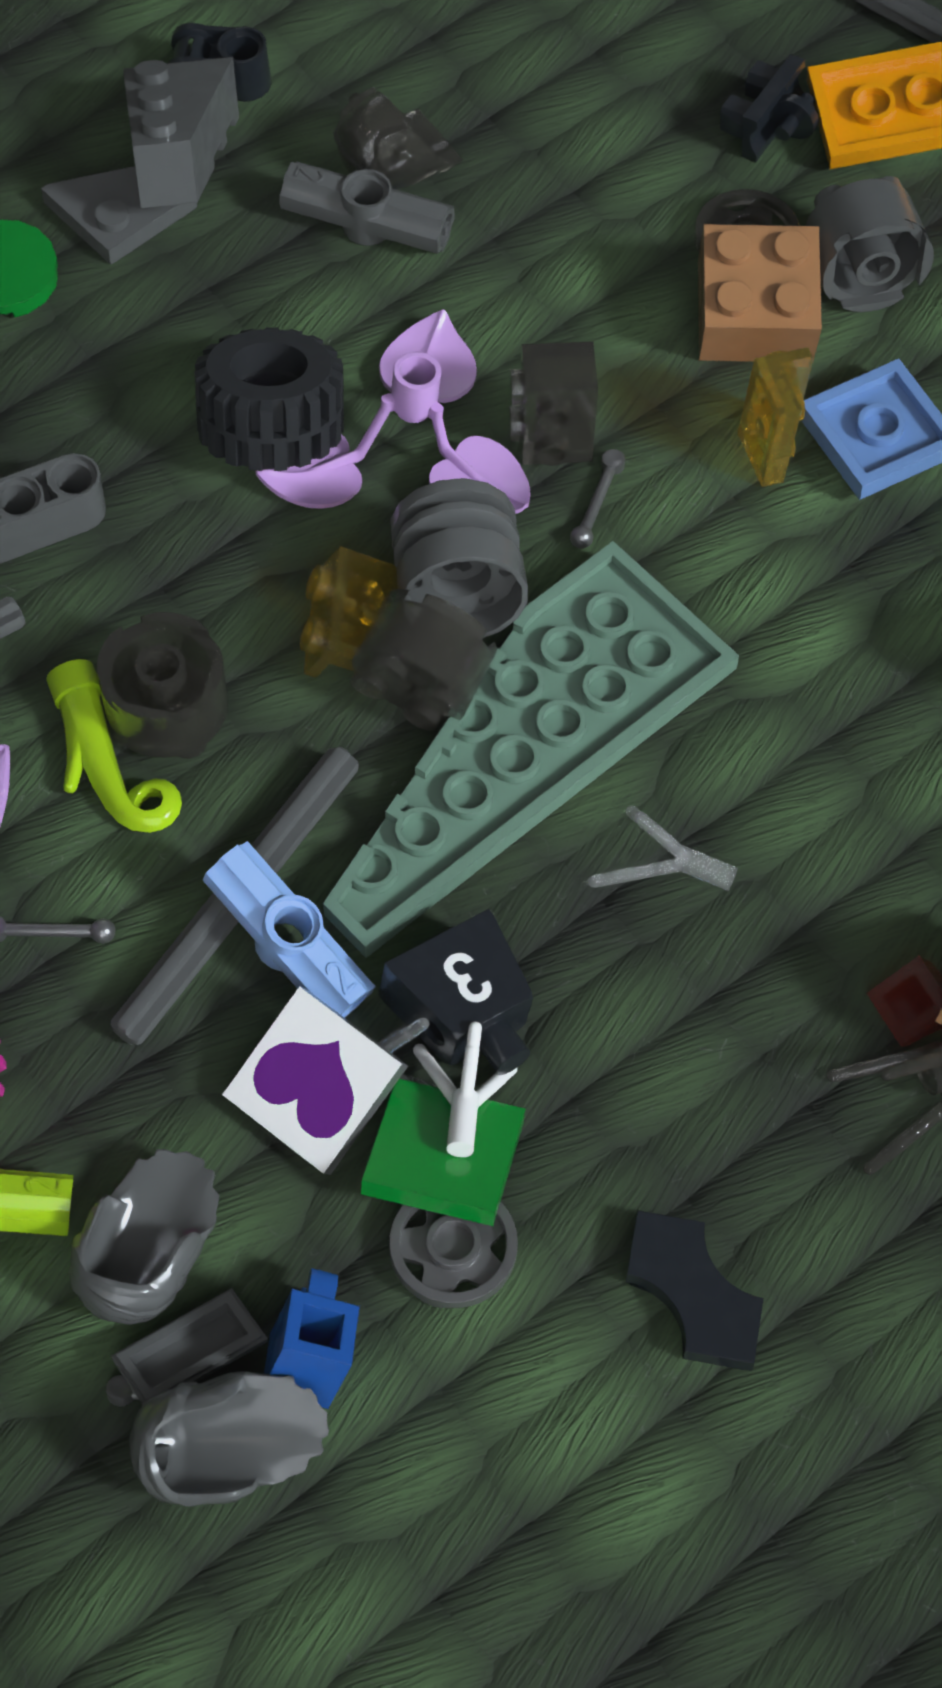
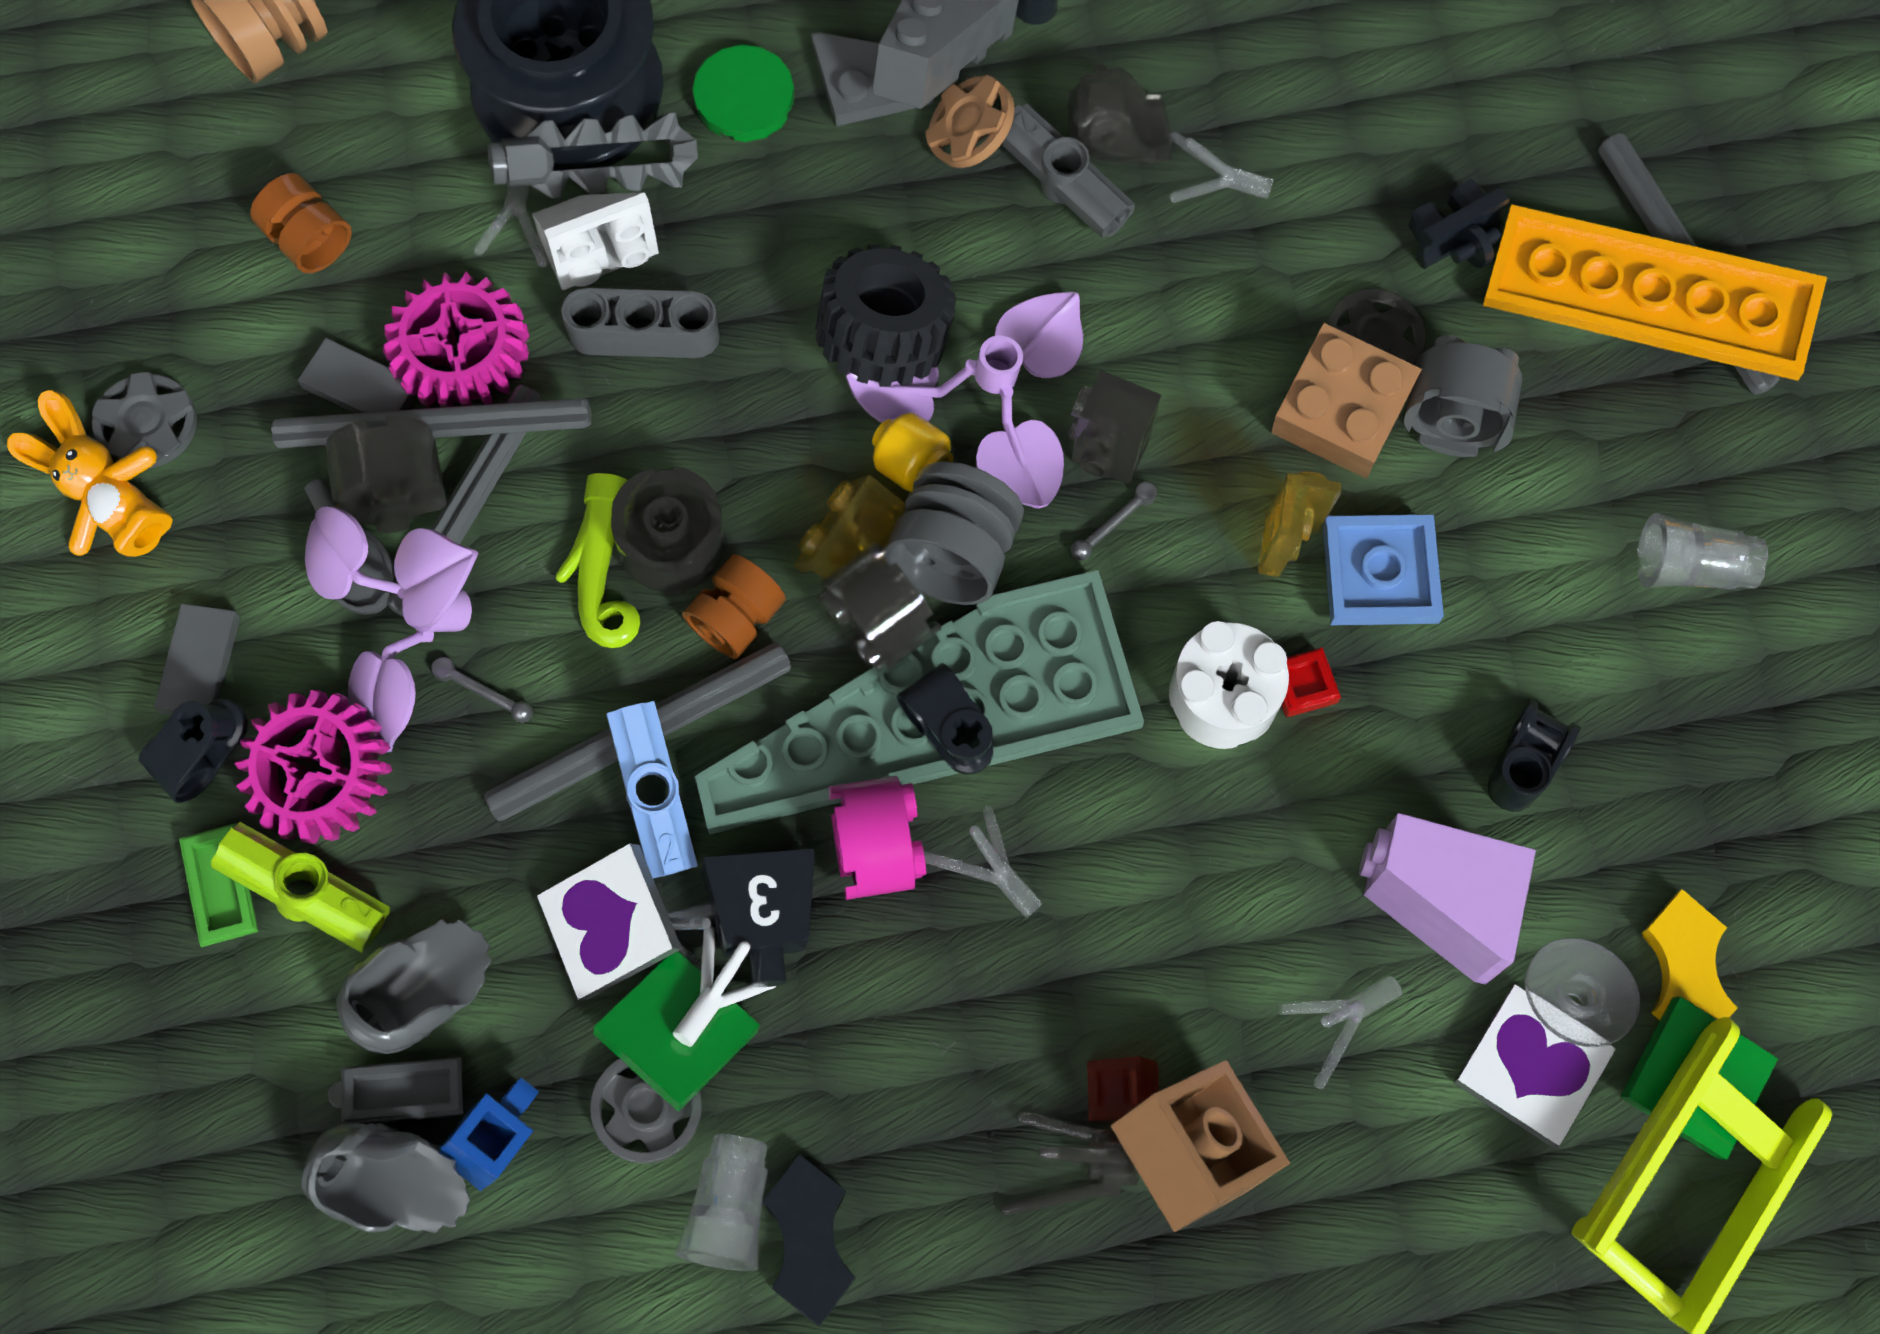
camera: 25 degrees right, 10 degrees up
(244, 196) = (967, 117): none -> medium nougat wheel
(270, 728) = (735, 604): none -> dark orange wheel
(361, 513) = (907, 446): none -> yellow head
(506, 144) = (1230, 176): none -> clear plant
(544, 870) = (875, 836): none -> dark pink brick
(551, 726) = (944, 713): none -> black piece
(597, 1293) = (727, 1206): none -> clear plant
(800, 587) = (1232, 655): none -> white brick
(865, 560) = (1310, 683): none -> red tile

